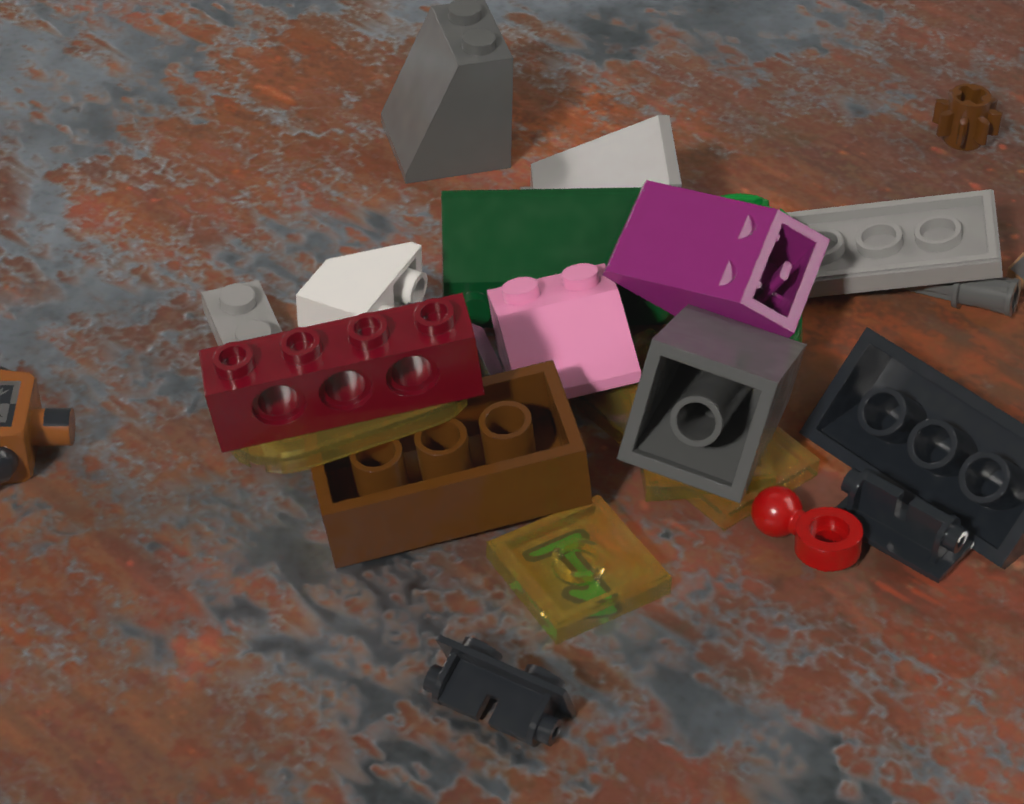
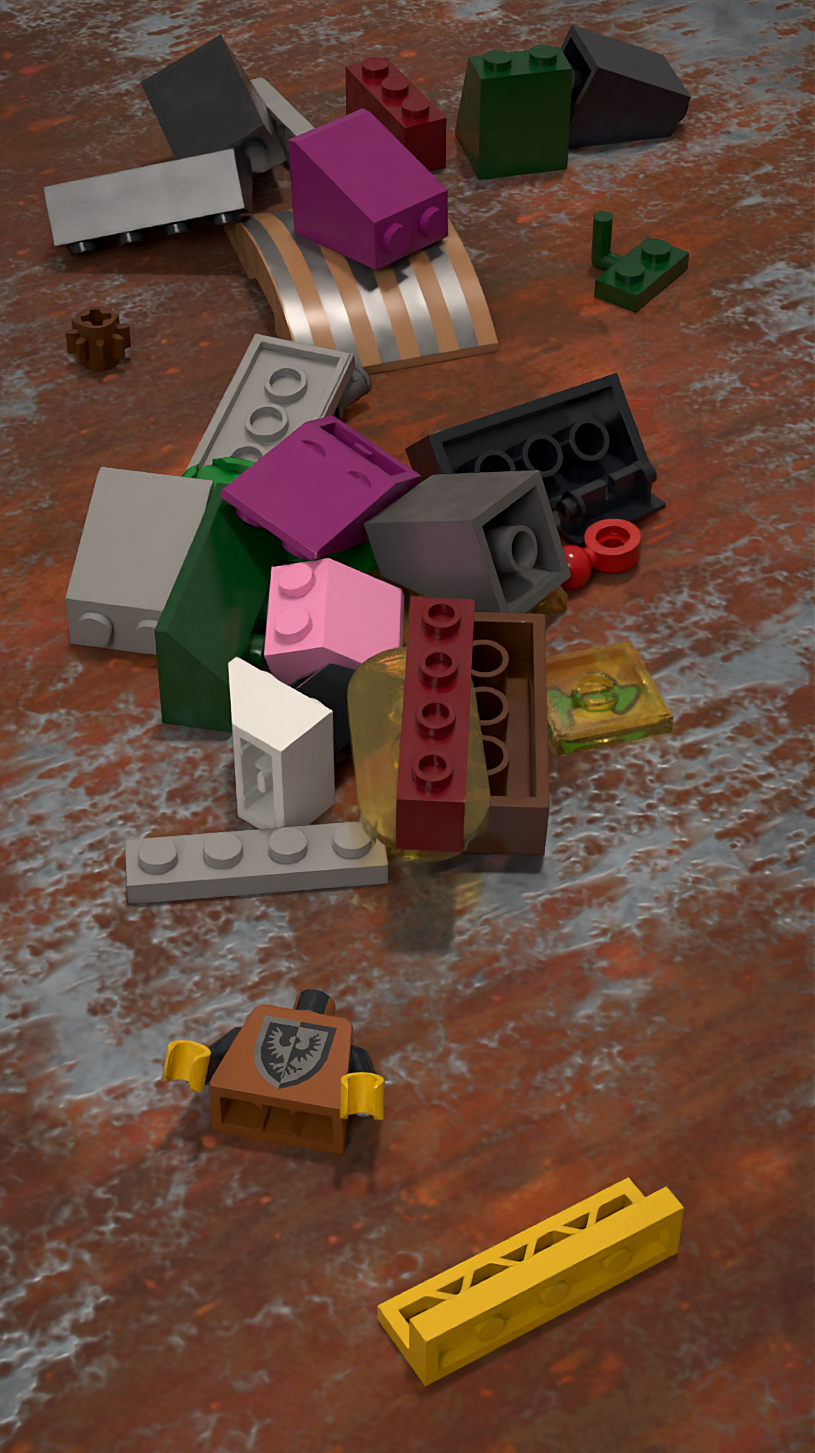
camera: 75 degrees left, 0 degrees up
(524, 698) = (721, 773): black hinge -> none

